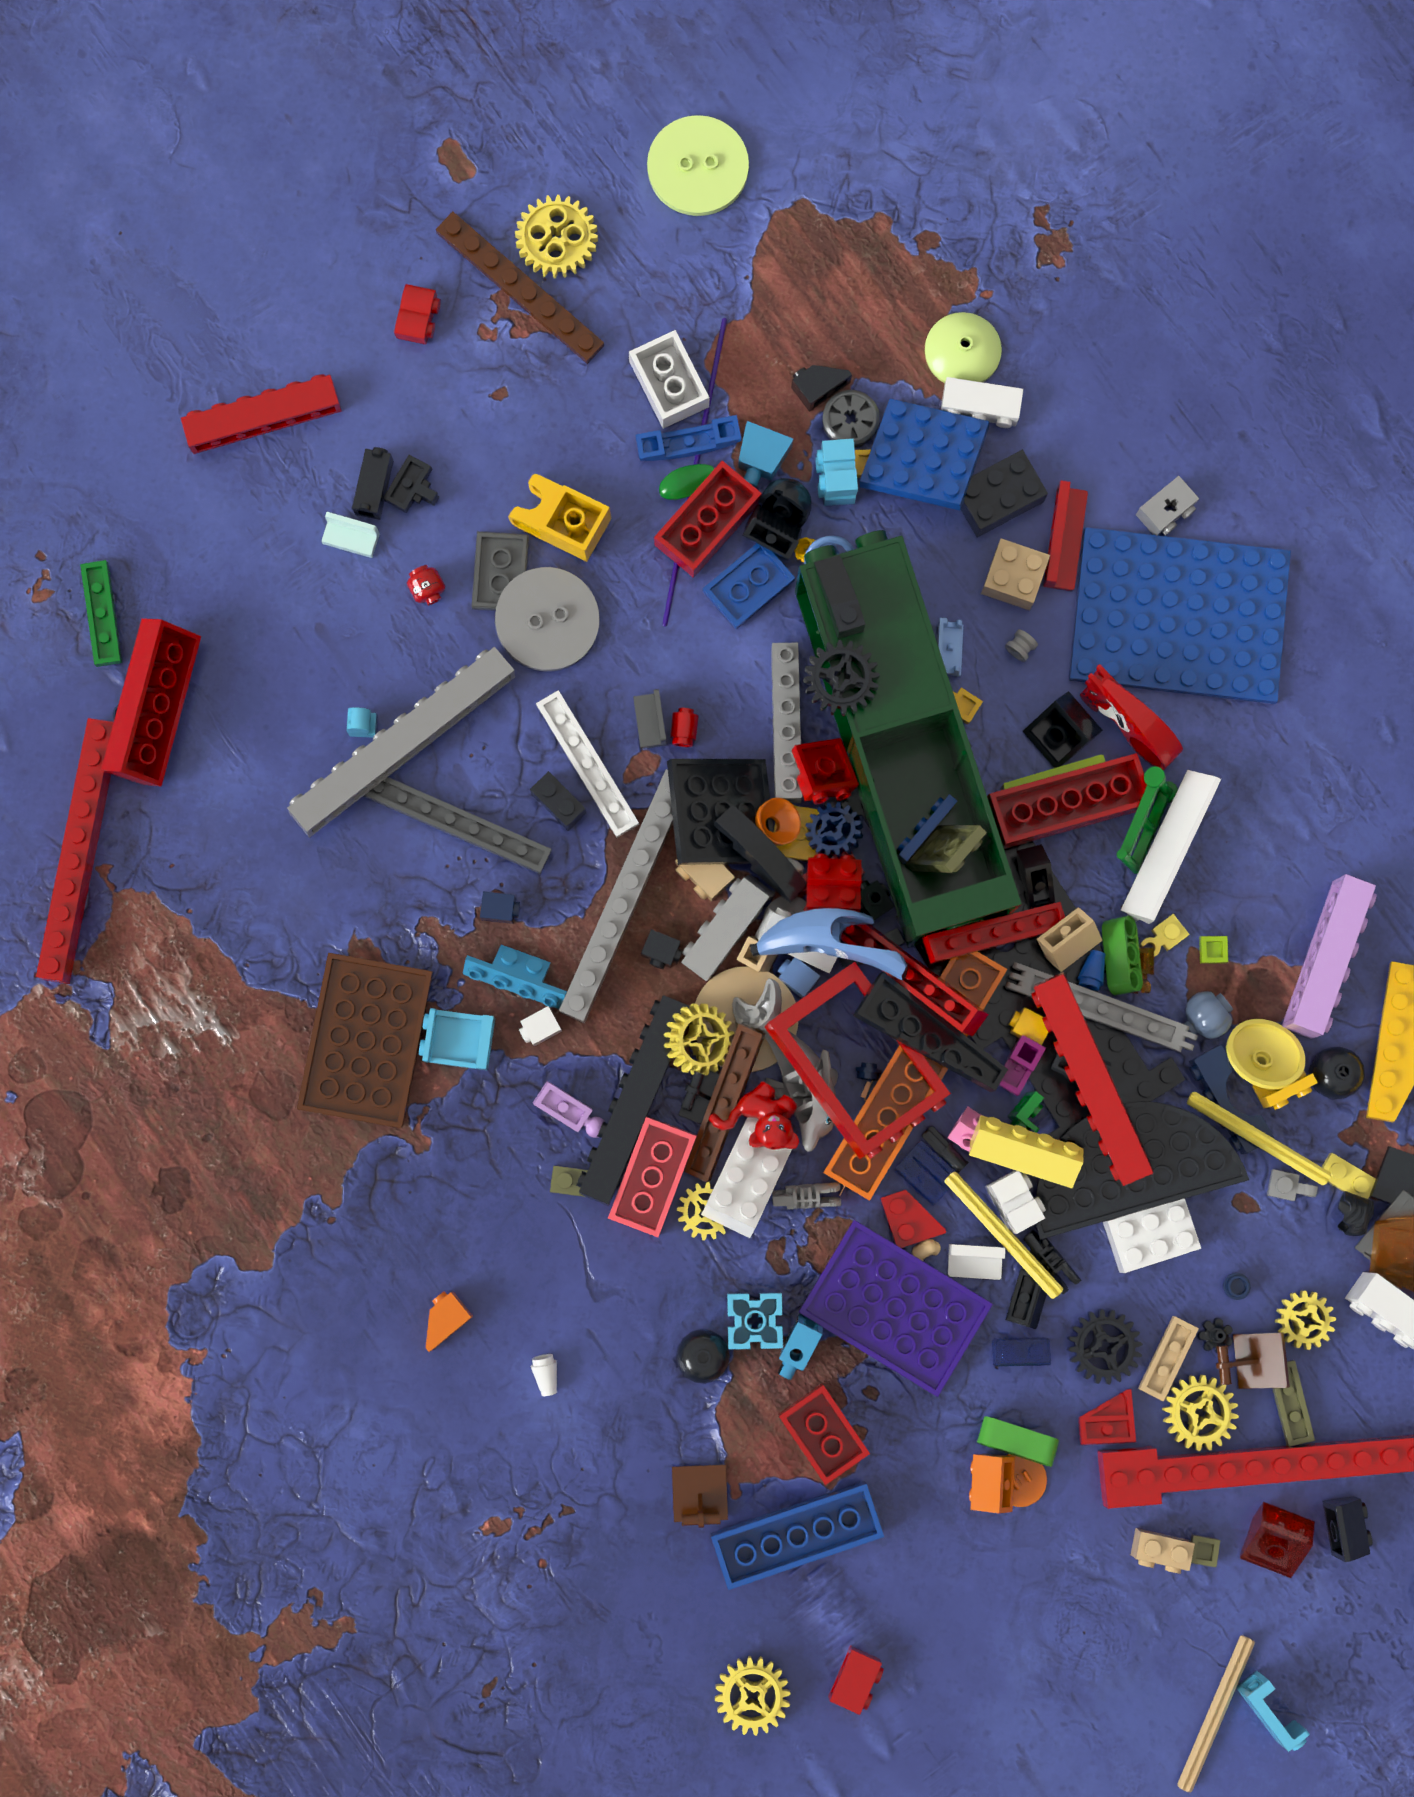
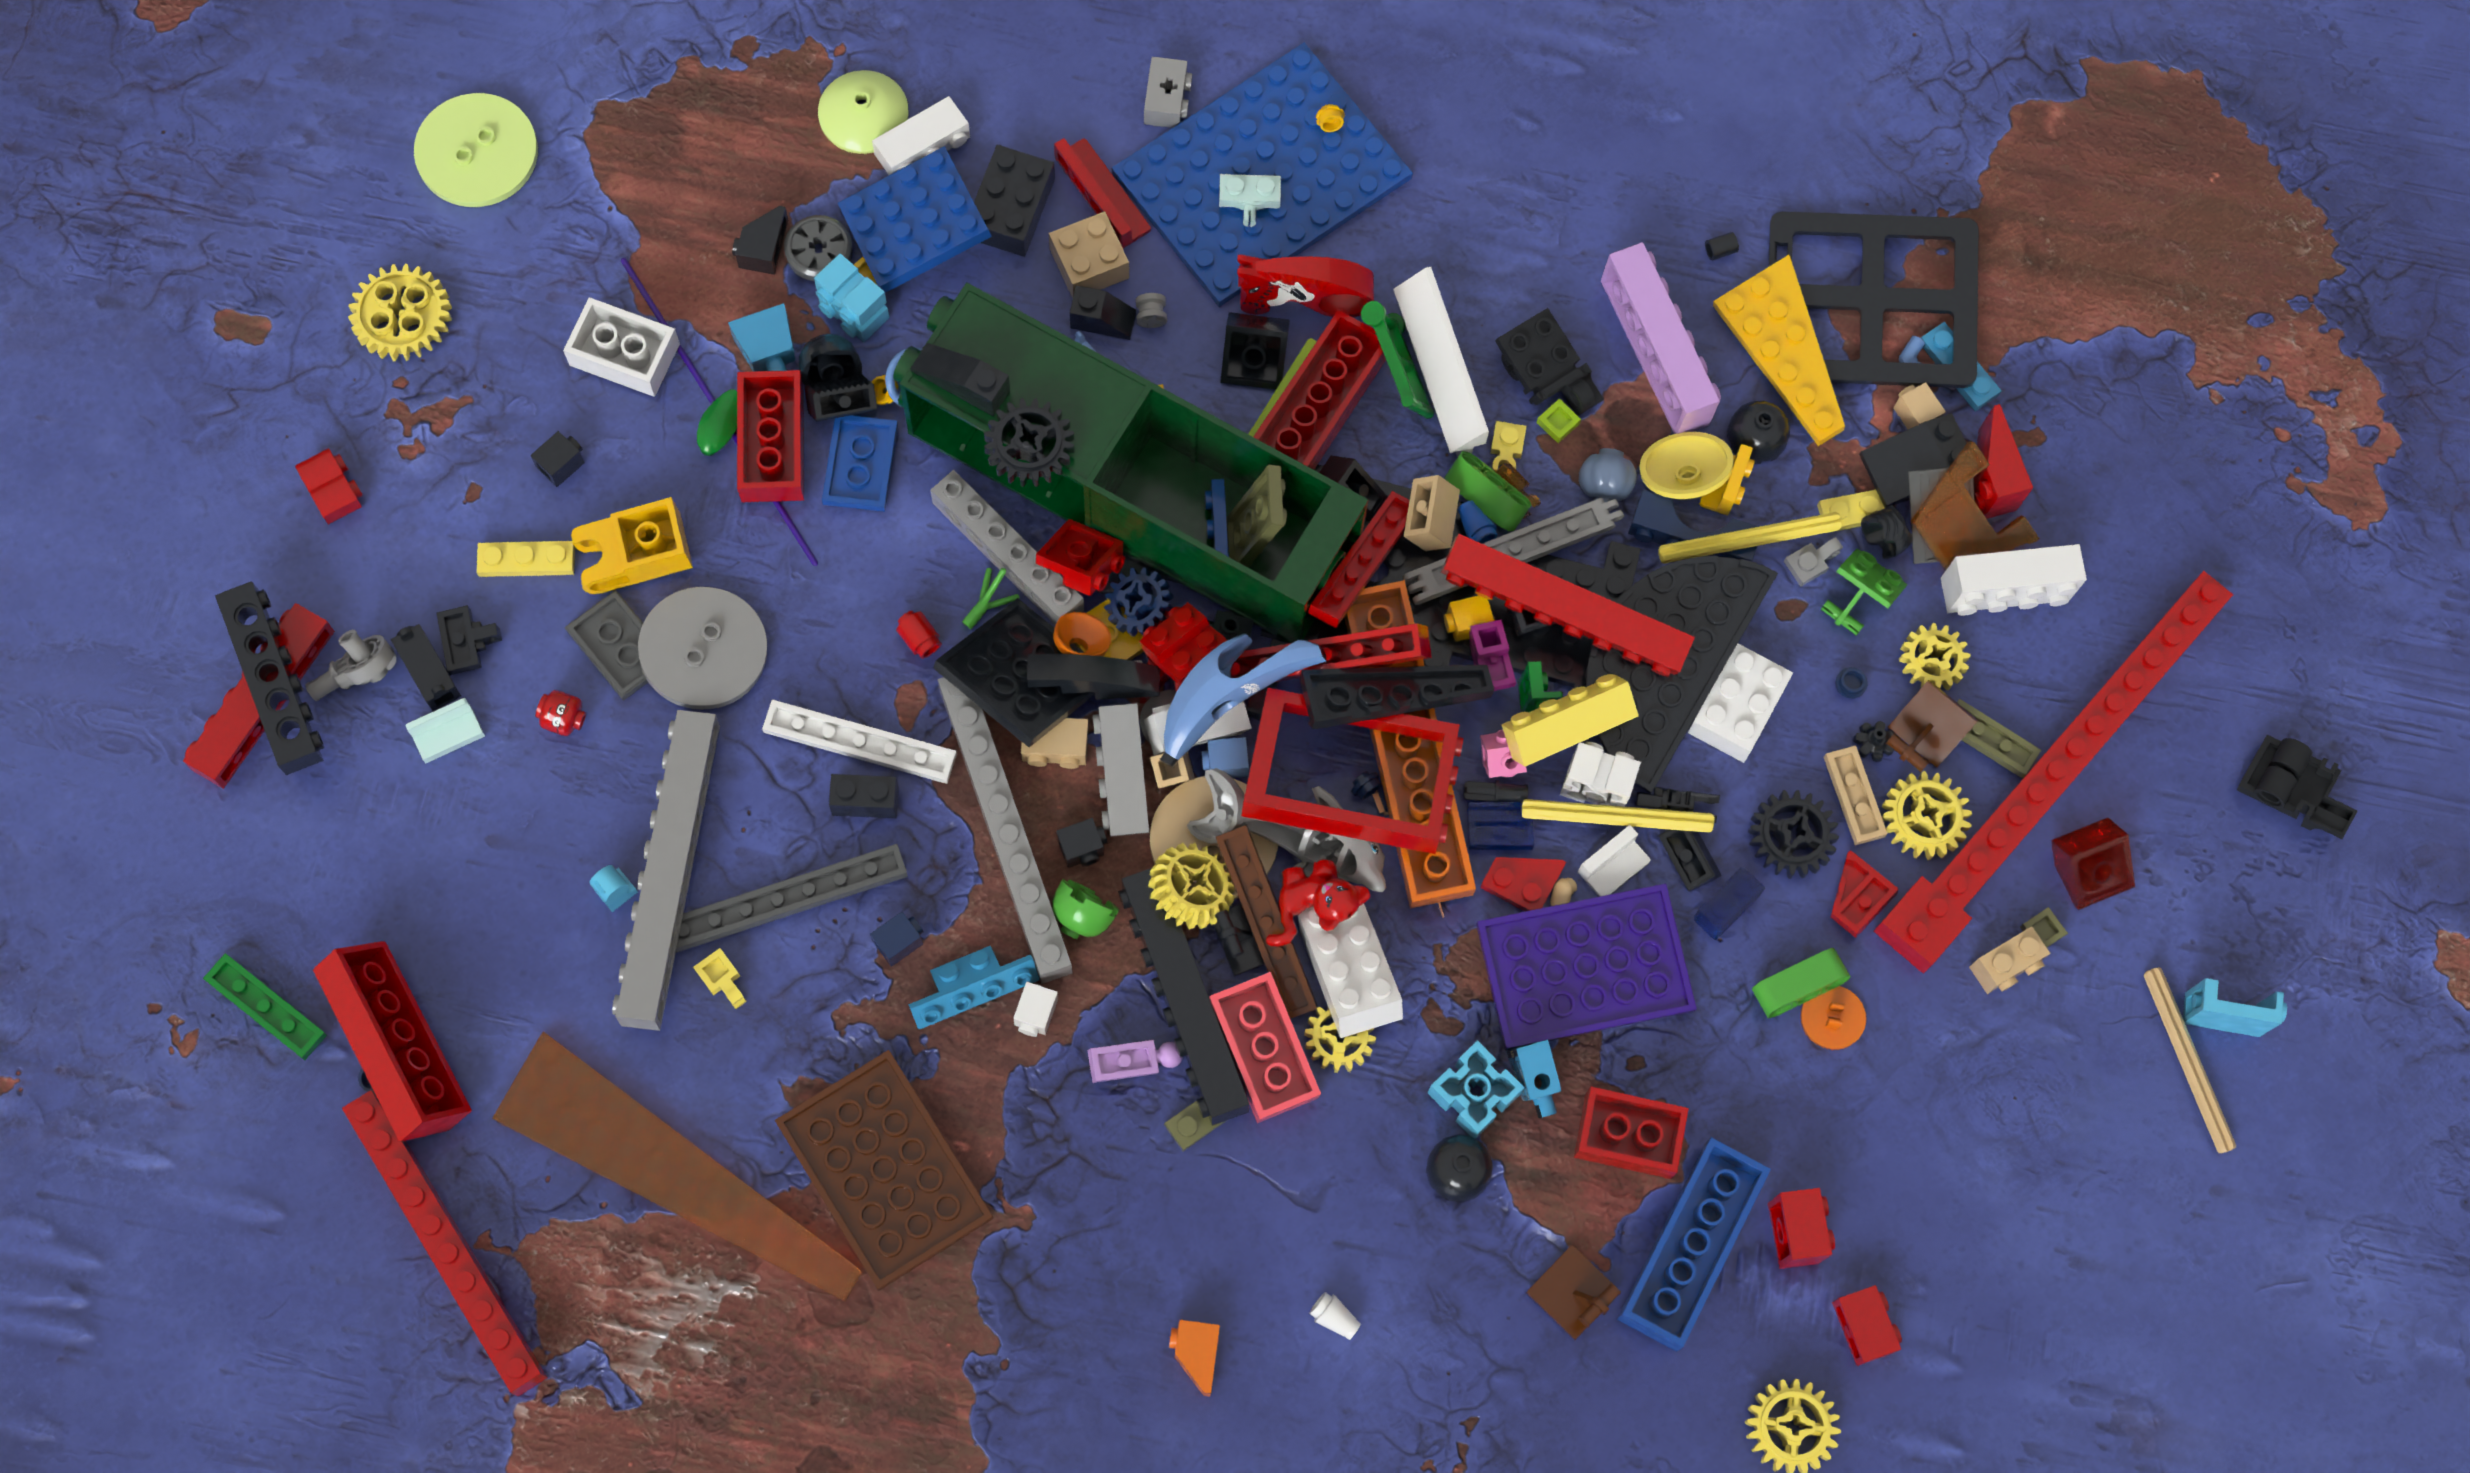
camera: 45 degrees left, 10 degrees down
(227, 864) = (602, 1128): none -> clear orange wing
(288, 348) = (236, 607): none -> black brick
(336, 448) = (362, 663): none -> light grey pin
(375, 833) = (719, 975): none -> light yellow plate
(457, 1039) = (970, 1090): medium azure panel -> none
(493, 465) = (525, 558): none -> light yellow plate
(520, 287) = (405, 385): reddish brown plate -> none
(568, 418) = (558, 458): none -> black brick
(622, 991) = (1081, 910): none -> bright green cylinder
(650, 720) = (882, 653): dark grey panel -> none
(688, 441) = (690, 386): blue slope -> none
(740, 744) = (985, 595): none -> bright green plant
(806, 1196) = (1416, 940): light grey hinge -> none
(869, 1588) = (1801, 1228): none -> red brick
(988, 620) = (1101, 313): none -> black slope
(992, 1483) = (1814, 1038): orange brick -> none
(1155, 624) = (1249, 193): none -> light aqua plate
(1241, 902) = (1546, 361): none -> black plate
(1256, 619) = (1330, 118): none -> yellow plate
(1313, 1235) = (1872, 578): none -> bright green plate
(1347, 1528) = (2138, 798): black slope -> none

